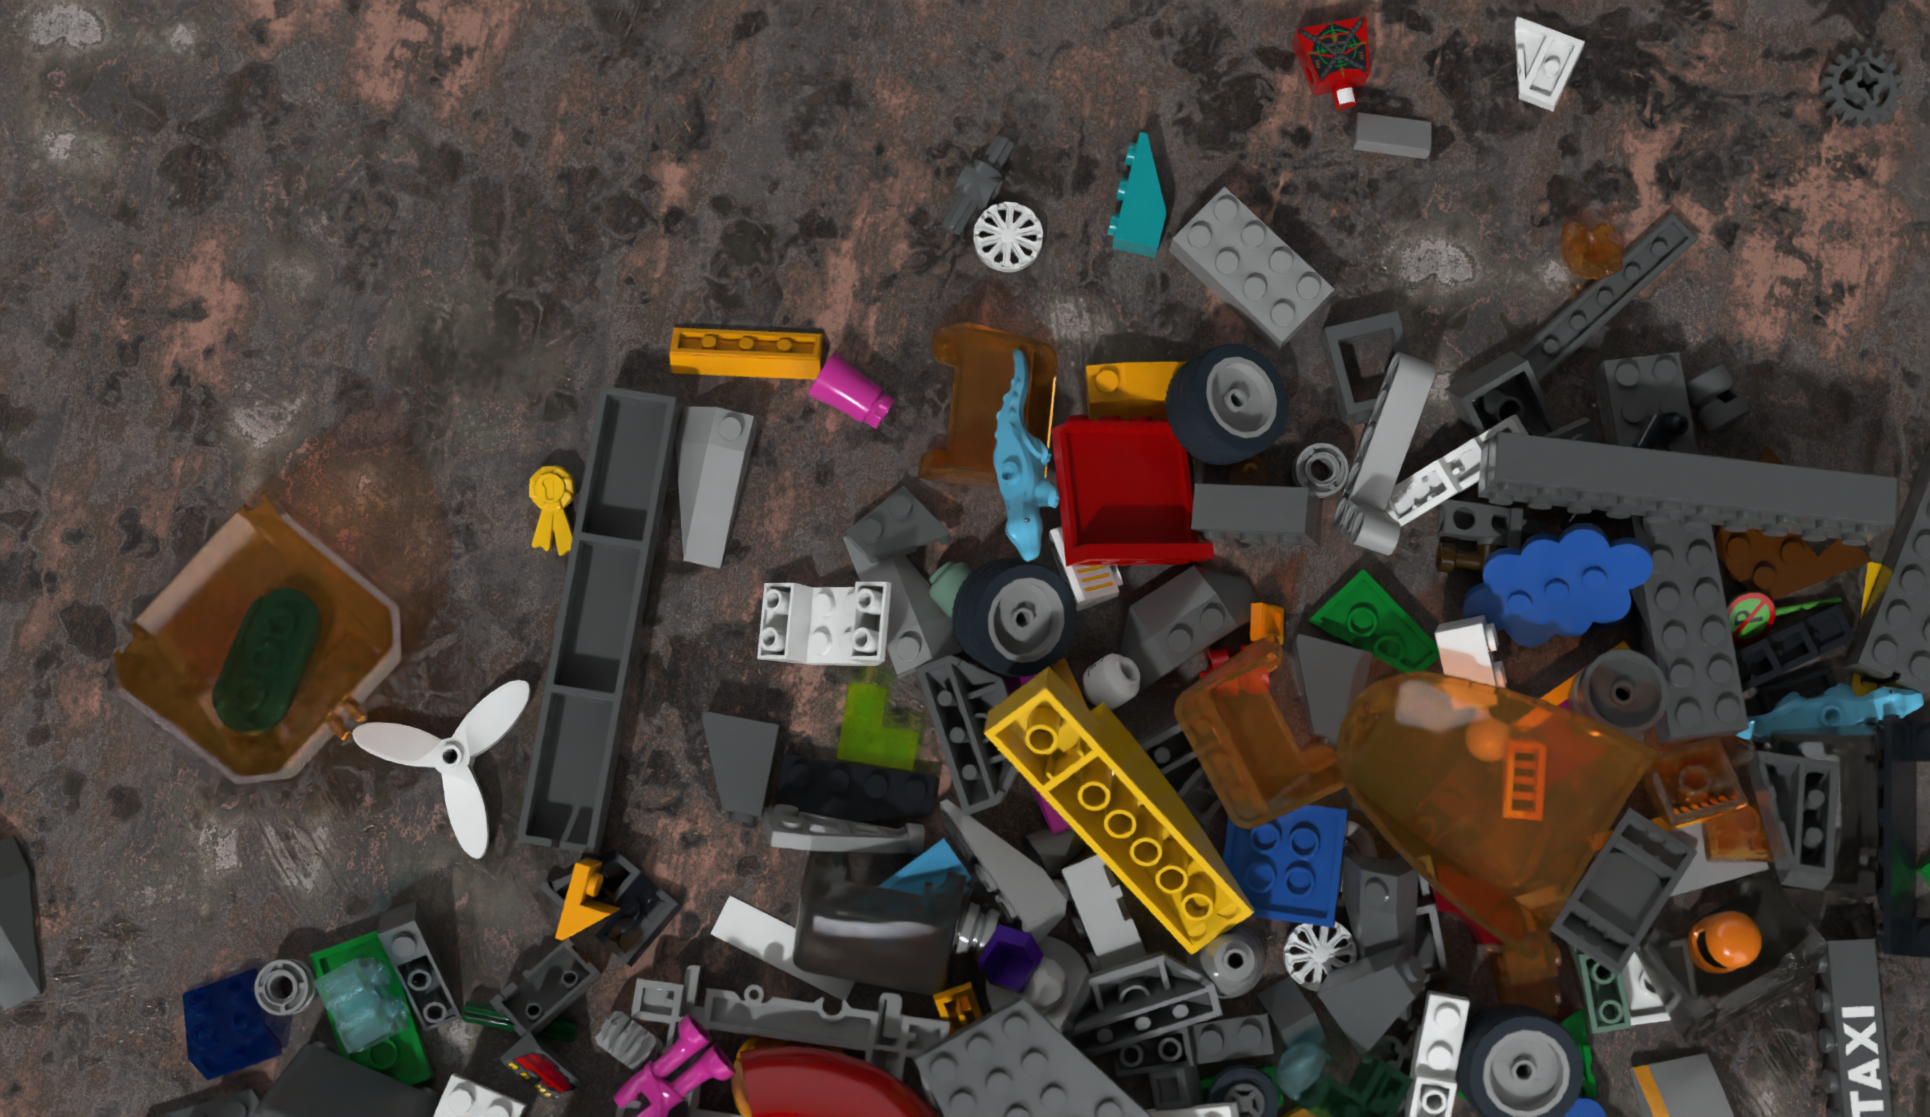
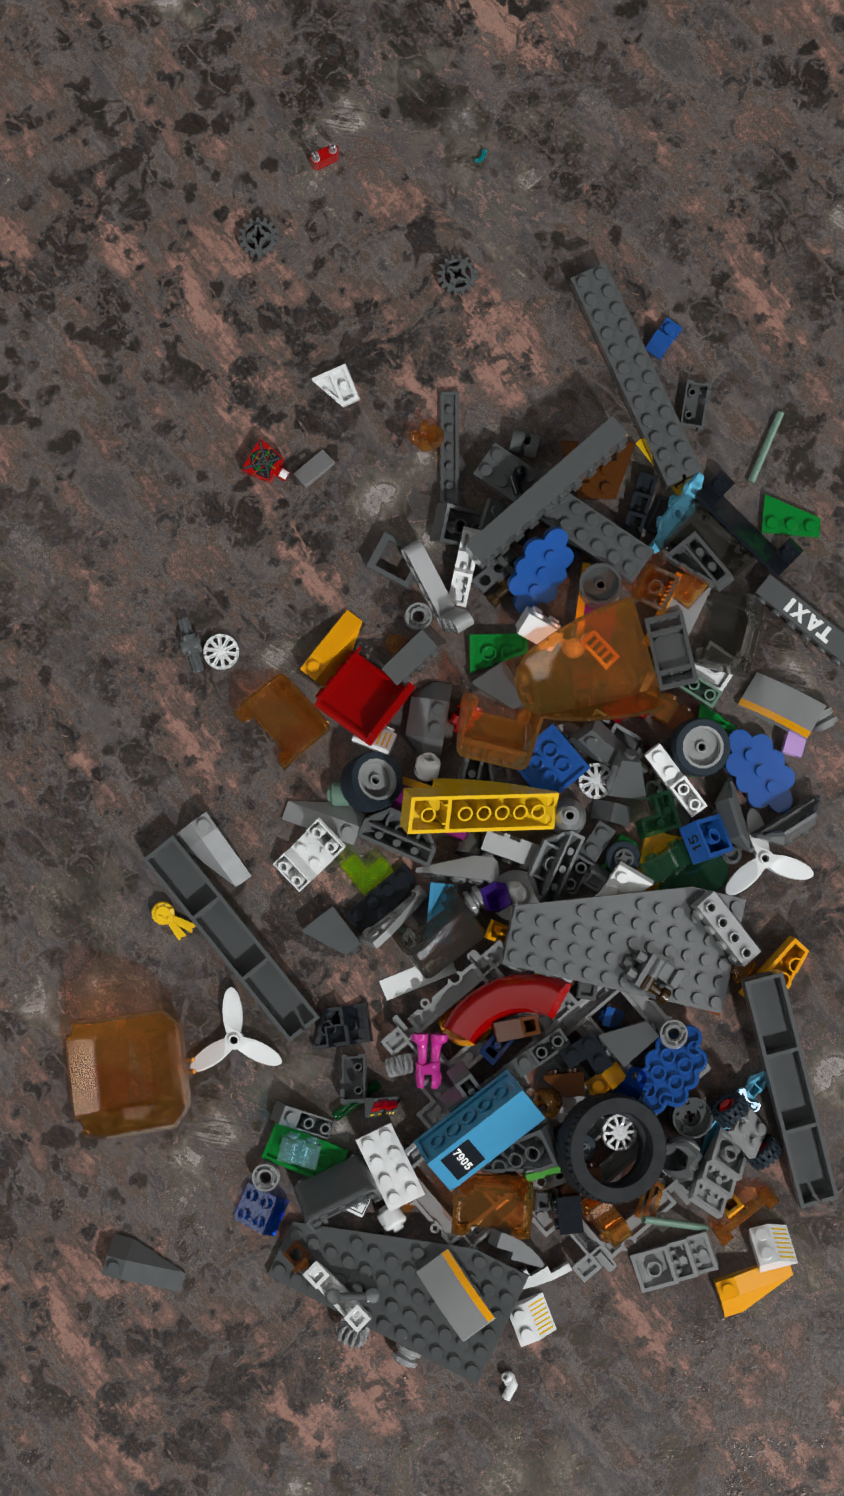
camera: 50 degrees left, 5 degrees up
(267, 662) = (135, 1078): clear green tile -> none
(579, 907) = (335, 1040): light orange slope -> none
(746, 353) = (176, 792): light orange slope -> none
(851, 392) = (229, 766): dark pink plant -> none
(896, 528) = (296, 795): dark grey wing -> none
(1020, 466) = (316, 728): medium azure animal -> none
(1143, 208) = (259, 593): teal slope -> none
(1226, 404) = (362, 629): black wheel -> none
(1250, 269) = (318, 571): light grey brick -> none
(1266, 620) = (457, 688): light orange tile -> none
(1300, 1067) = (629, 826): clear light blue hair -> none
(1730, 939) = (723, 627): orange helmet -> none
(1754, 614) = (616, 506): piece -> none

